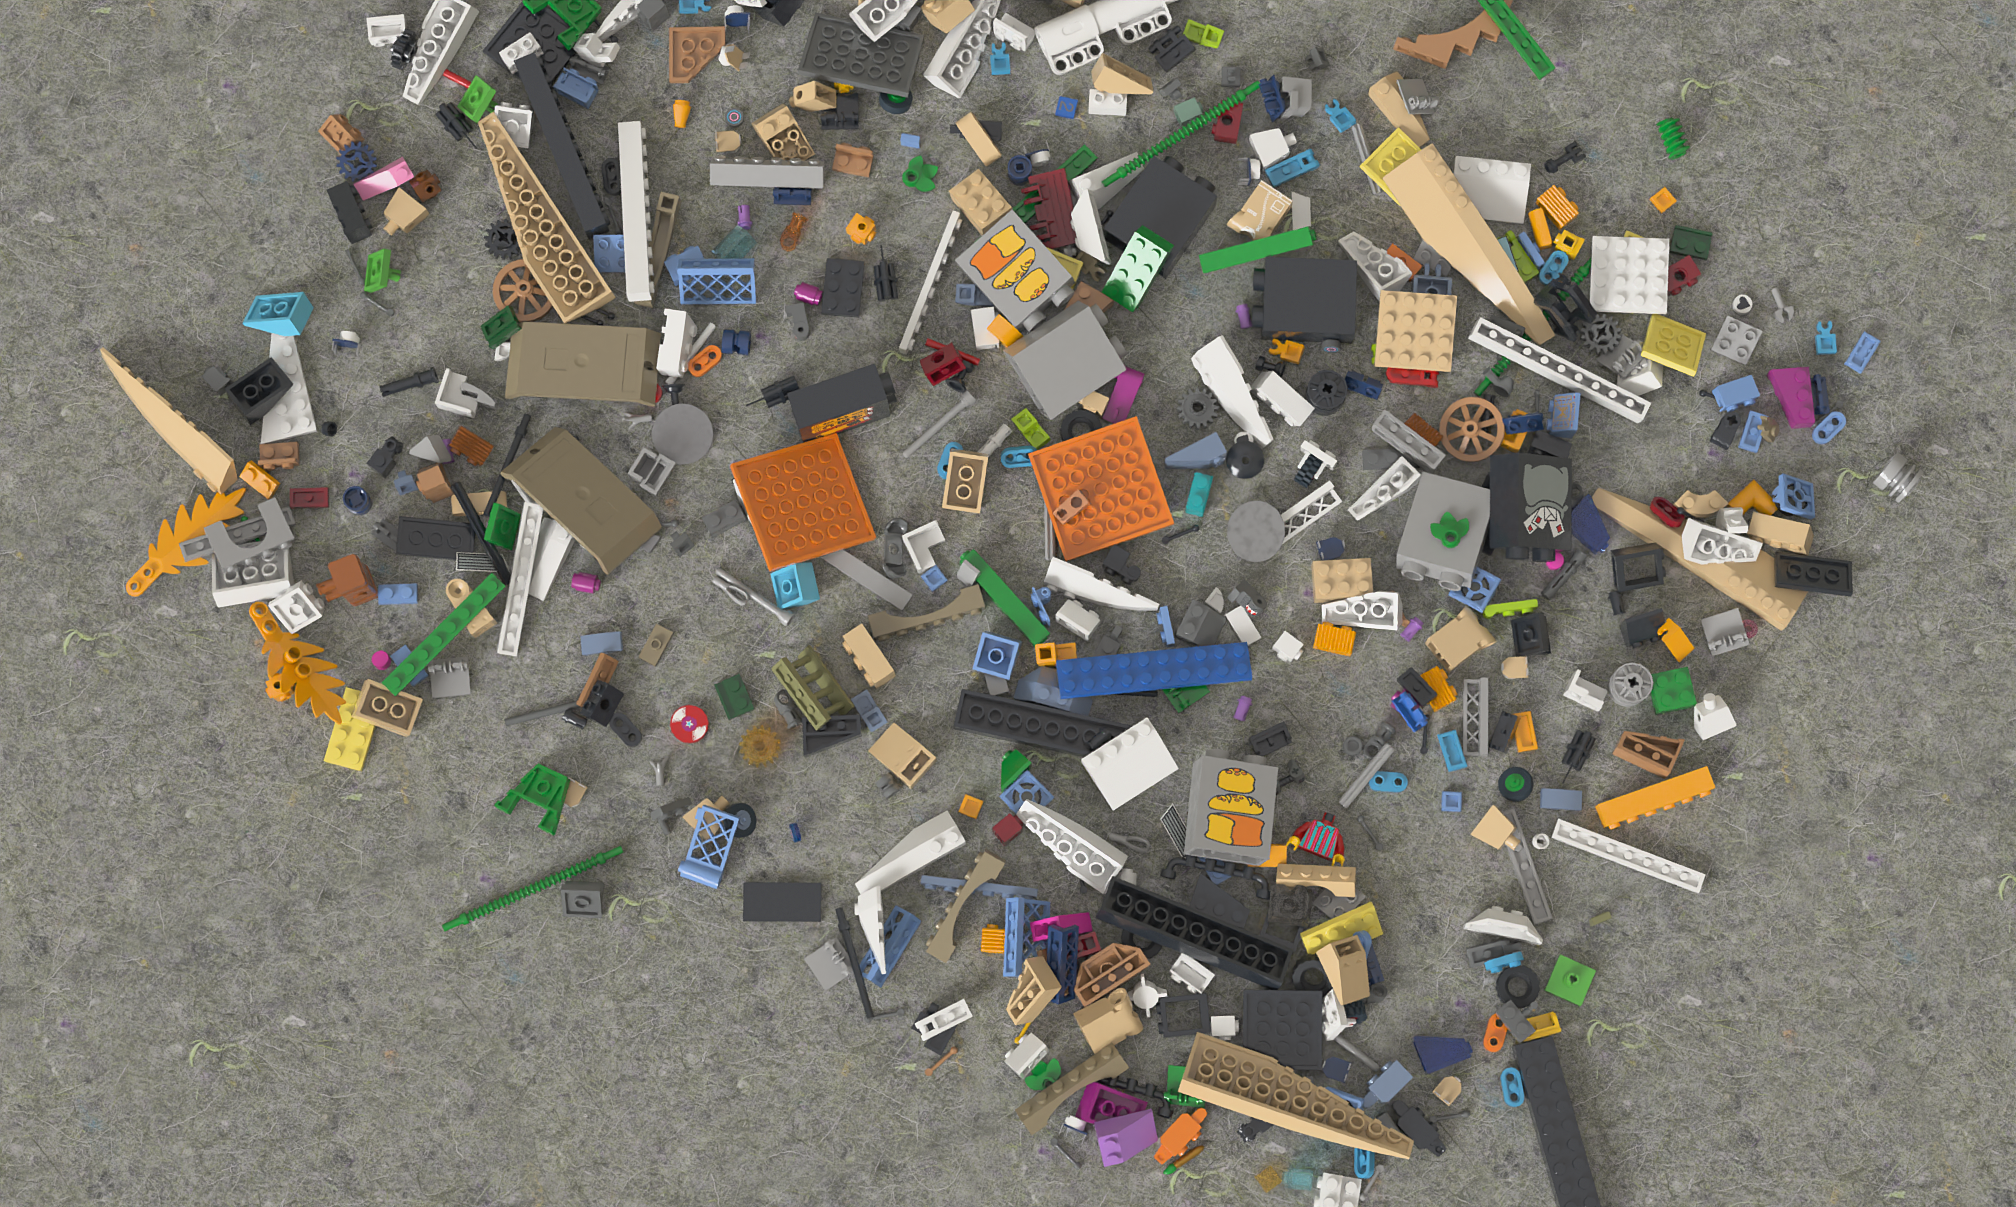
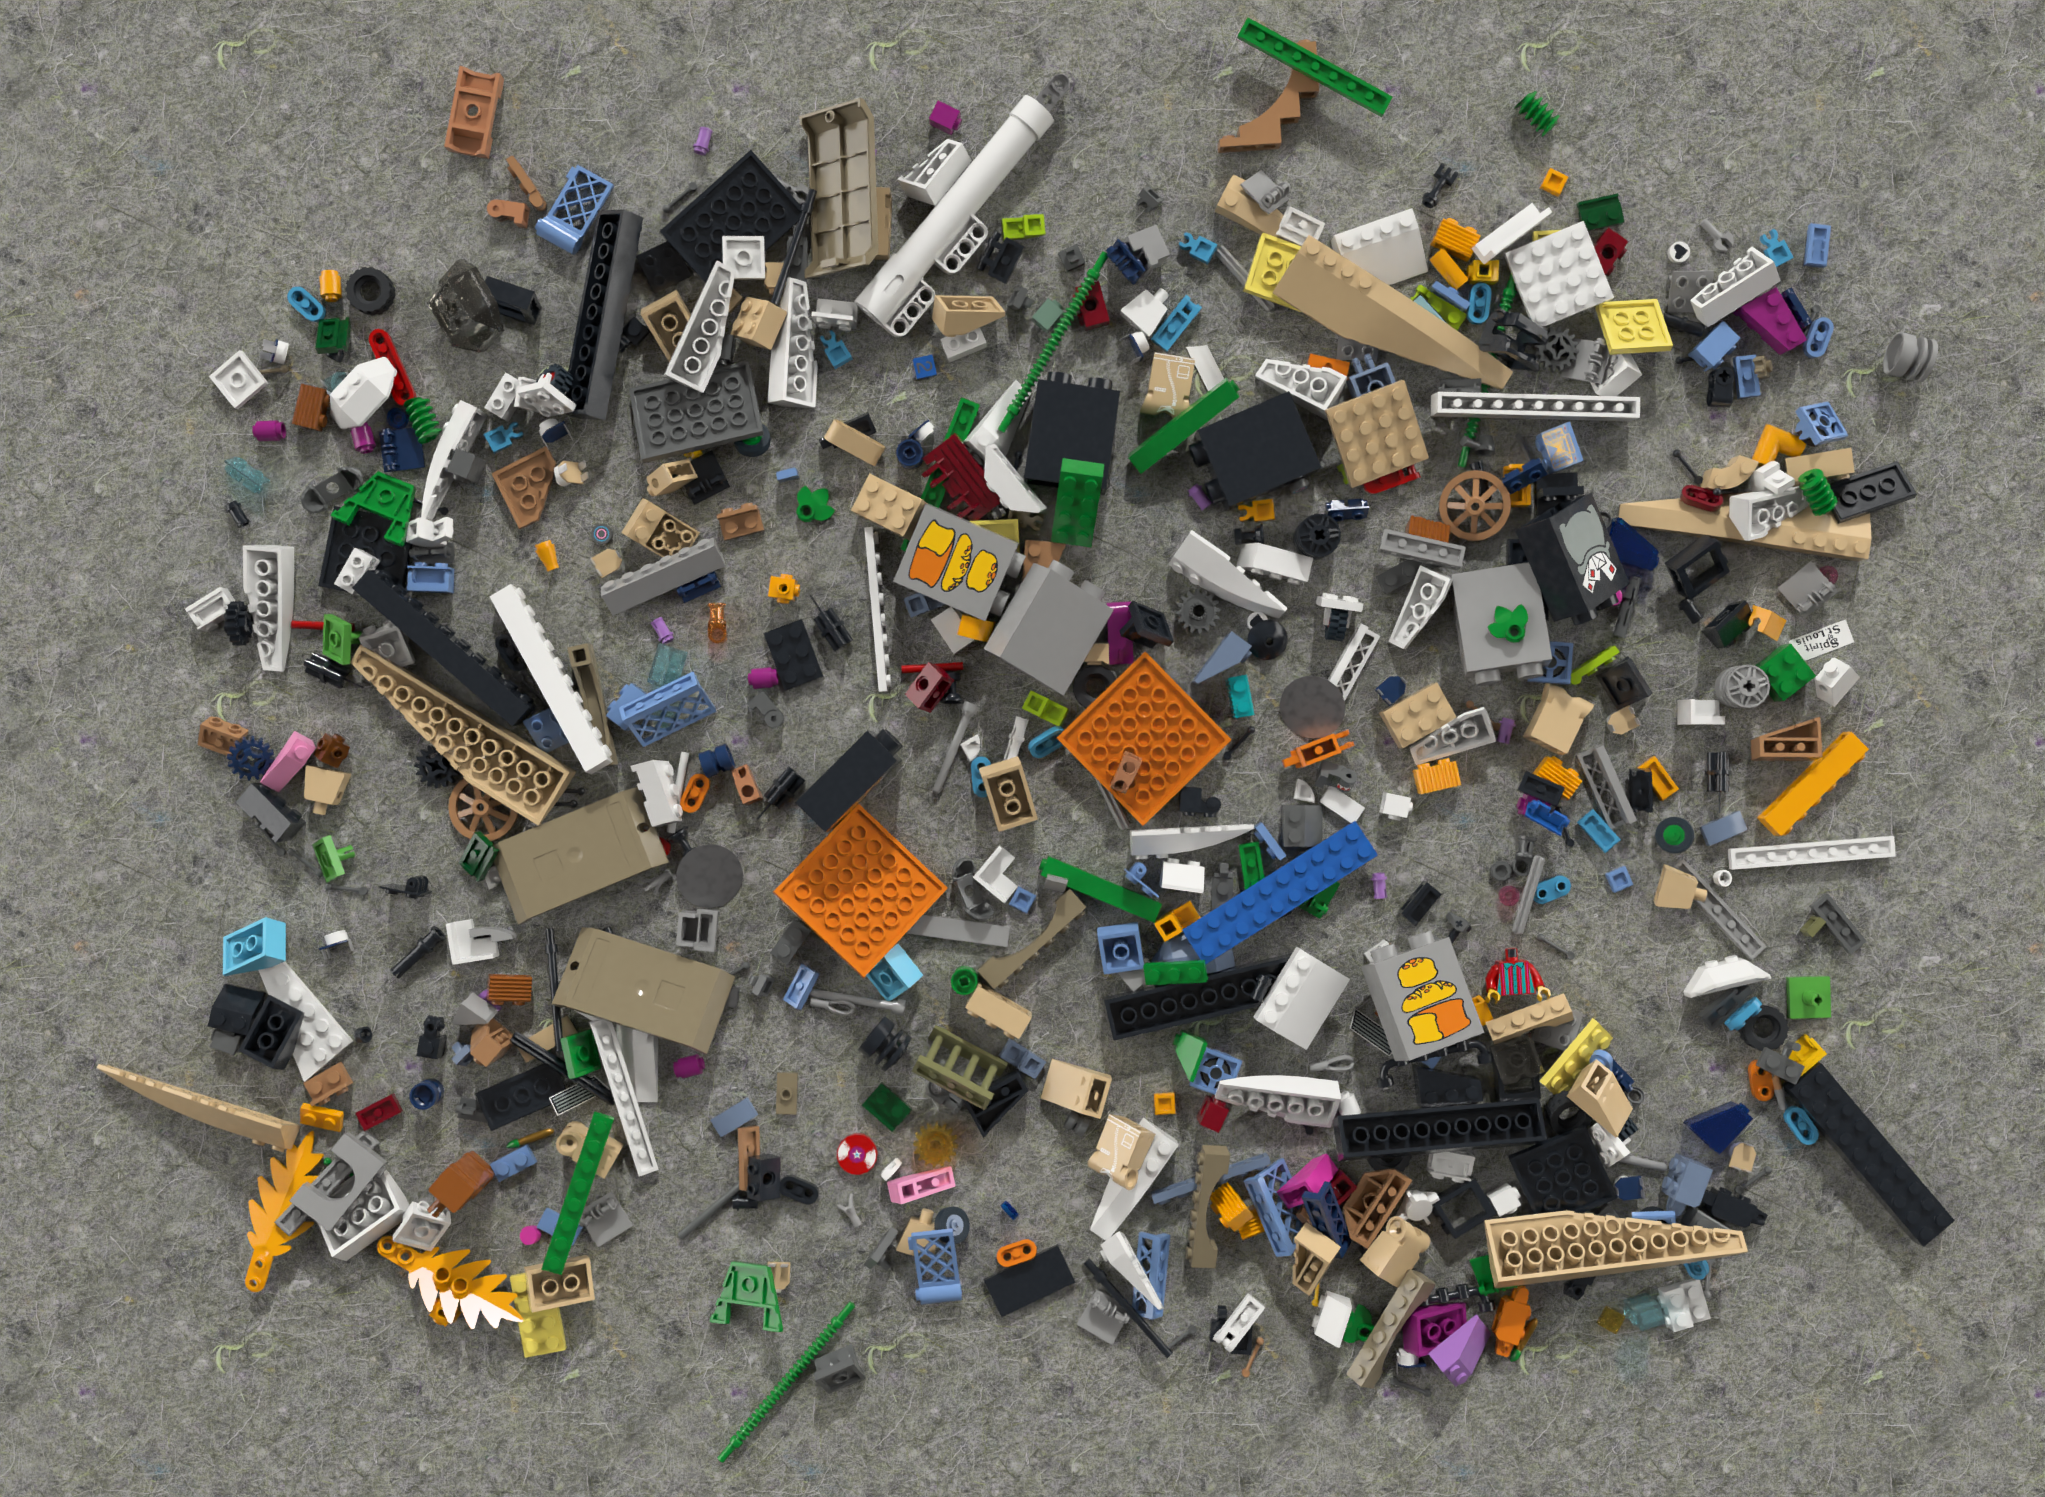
camera: 30 degrees left, 10 degrees up
(236, 357) = (236, 1009): none -> black slope
(339, 249) = (280, 851): none -> dark grey hinge
(422, 580) = (516, 1143): none -> pearl gold piece
(436, 326) = (414, 887): none -> black hinge
(710, 750) = (890, 1169): none -> white tile
(712, 560) = (801, 986): none -> medium blue plate
(730, 774) = (920, 1185): none -> bright pink slope
(750, 374) = (746, 785): none -> nougat leg
(758, 636) = (885, 1044): none -> black wheel
(783, 871) = (1017, 1253): none -> orange plate
(851, 617) = (964, 980): none -> green wheel
(914, 823) = (1121, 1150): none -> tan piece
(953, 432) = (971, 747): none -> white tile
(983, 916) = (1230, 1206): none -> light orange brick
(1033, 693) = (1175, 972): none -> green plate
(1142, 635) = (1250, 863): none -> green plate
(1147, 399) = (1146, 626): none -> black bracket
(1243, 568) = (1317, 750): none -> orange hinge
(1352, 764) = (1513, 900): none -> clear pink plate
(1428, 133) = (1297, 226): none -> white plate
(1506, 1049) = (1779, 1092): none -> light grey piece
(1604, 222) = (1509, 232): none -> white fence
(1623, 927) = (1838, 923): none -> dark grey plate
(1674, 498) = (1697, 479): none -> black hinge
(1718, 364) = (1683, 324): none -> black pin
(1719, 683) = (1823, 640): none -> white sticker
(1767, 549) = (1817, 491): none -> green piece
(1773, 352) = (1736, 287): none -> white wedge

